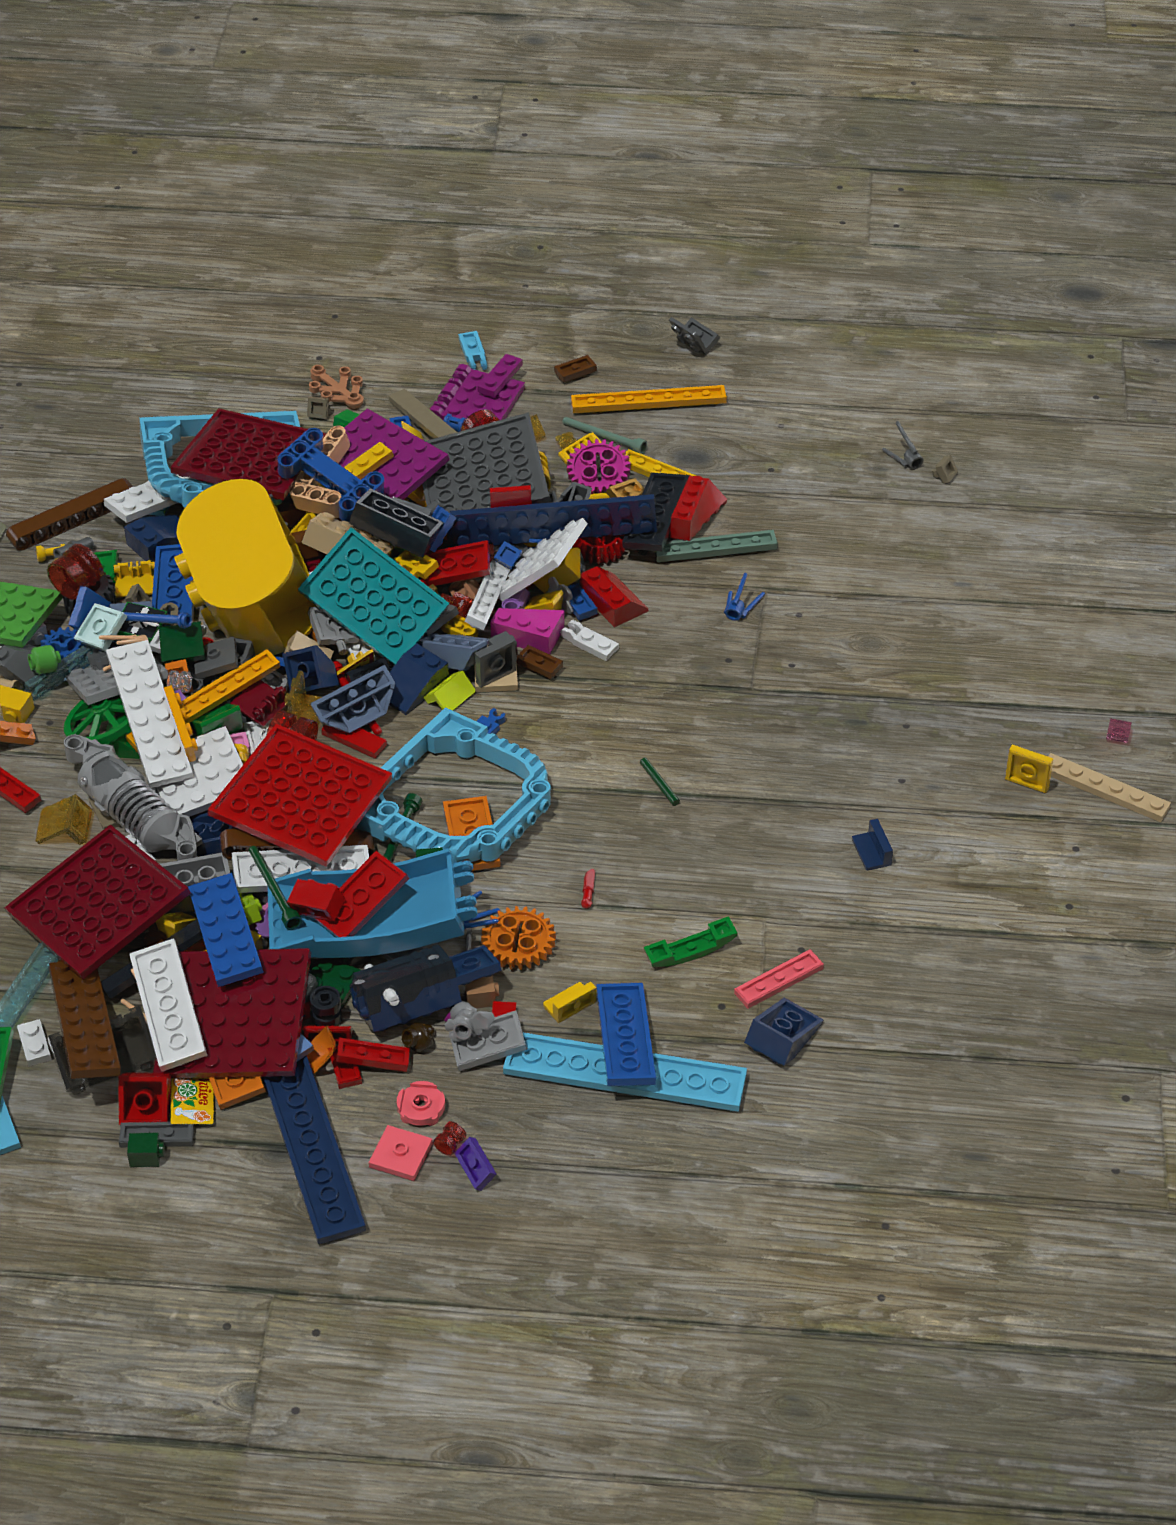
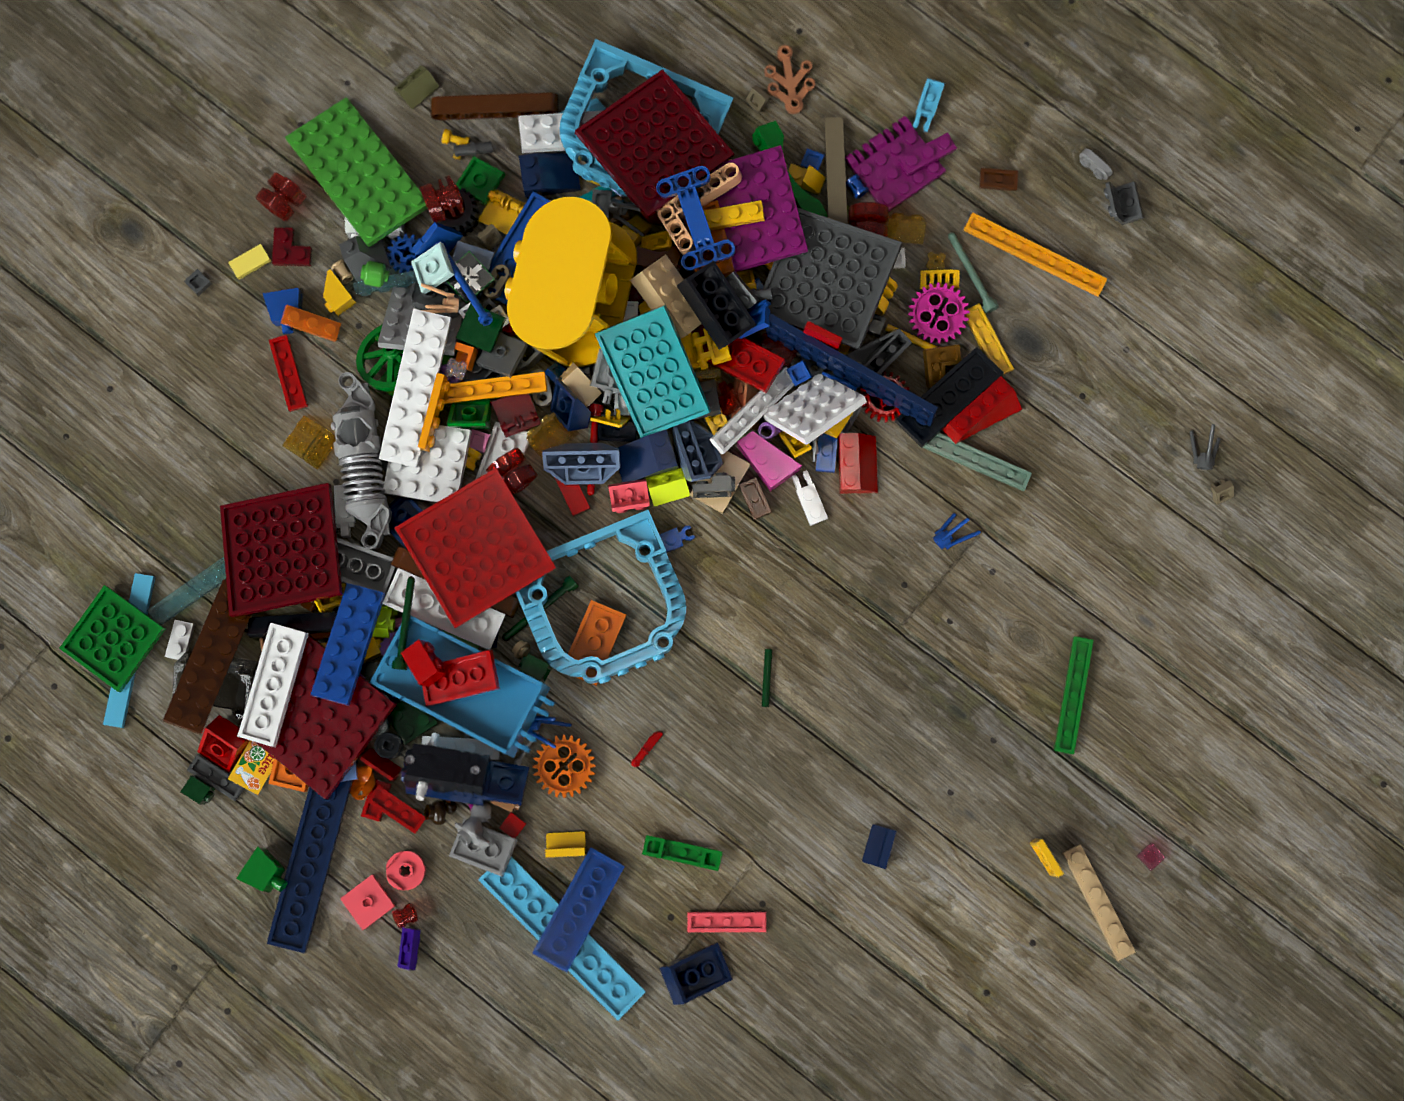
camera: 35 degrees right, 35 degrees up
(268, 1179) = (263, 872): none -> green torso
(417, 712) = (629, 496): none -> coral bracket
(649, 324) = (1097, 165): none -> light grey plate
(947, 657) = (1073, 695): none -> green plate

